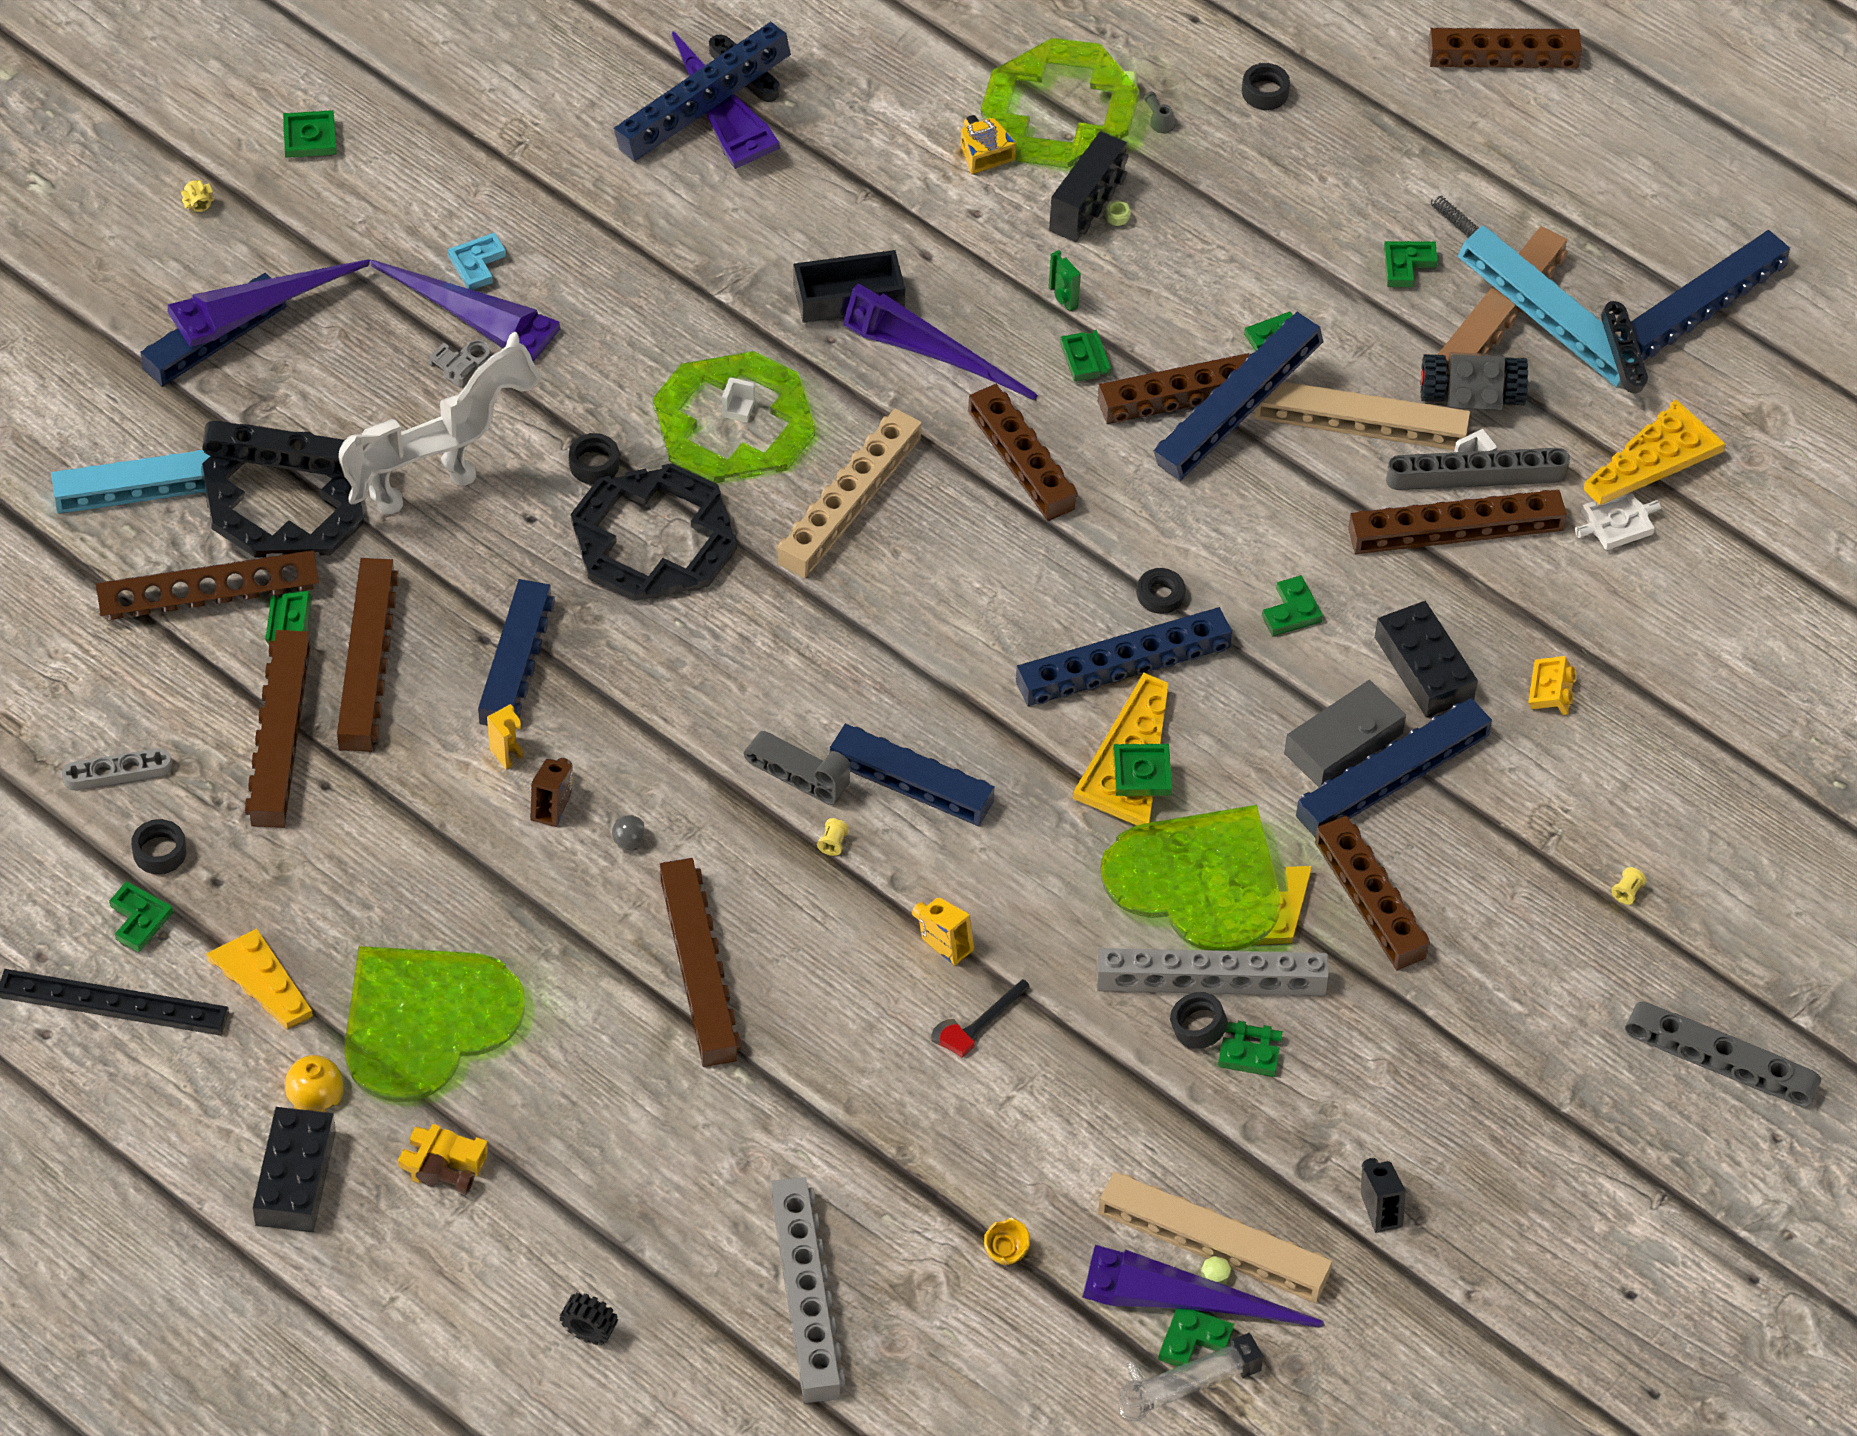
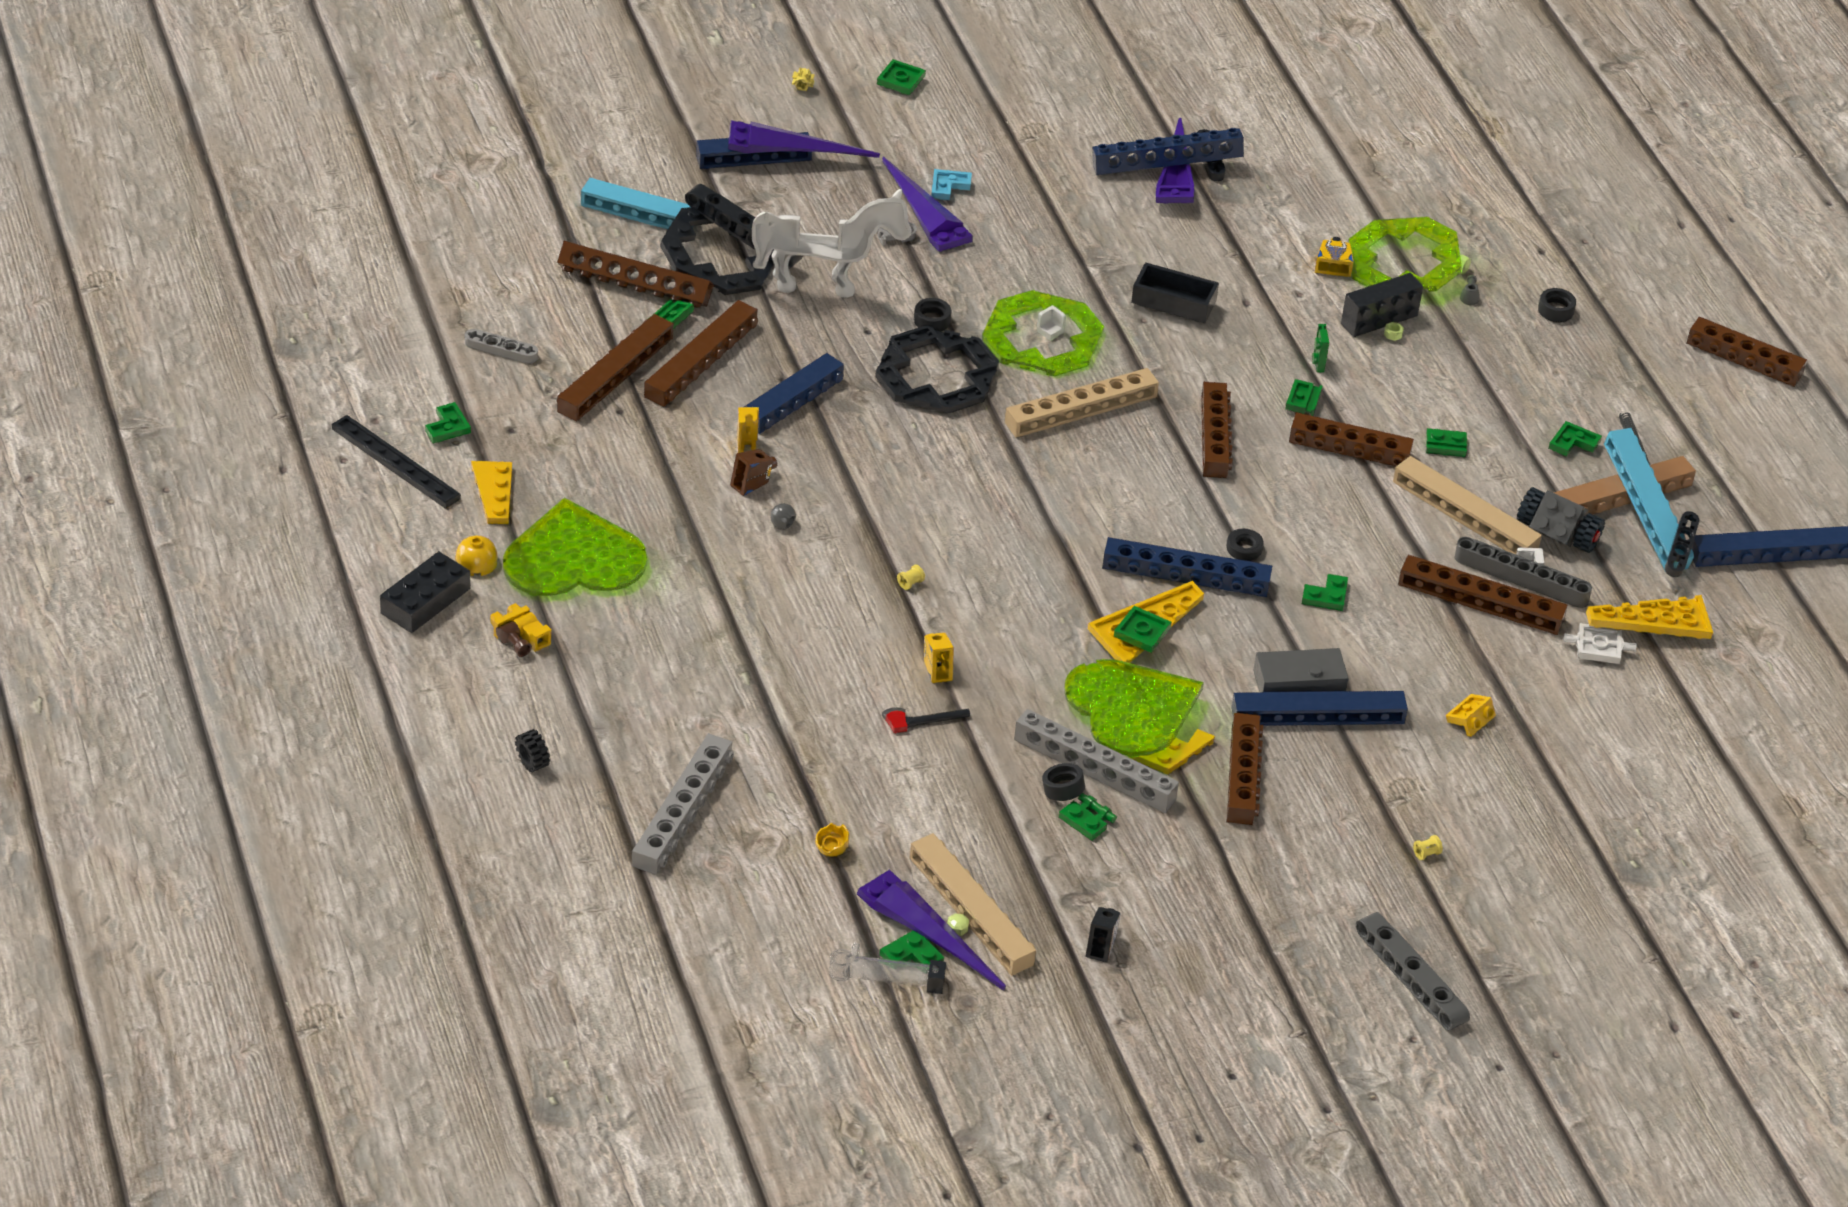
camera: 30 degrees right, 10 degrees down
(158, 864) = (492, 384): black tyre -> none
(698, 962) = (767, 603): reddish brown brick -> none
(792, 765) = (927, 539): dark grey beam -> none
(891, 323) = (1183, 322): dark purple plate -> none
(914, 775) = (991, 567): dark blue brick -> none
(1238, 396) = (1384, 456): dark blue brick -> none
(1425, 658) = (1393, 656): black brick -> none

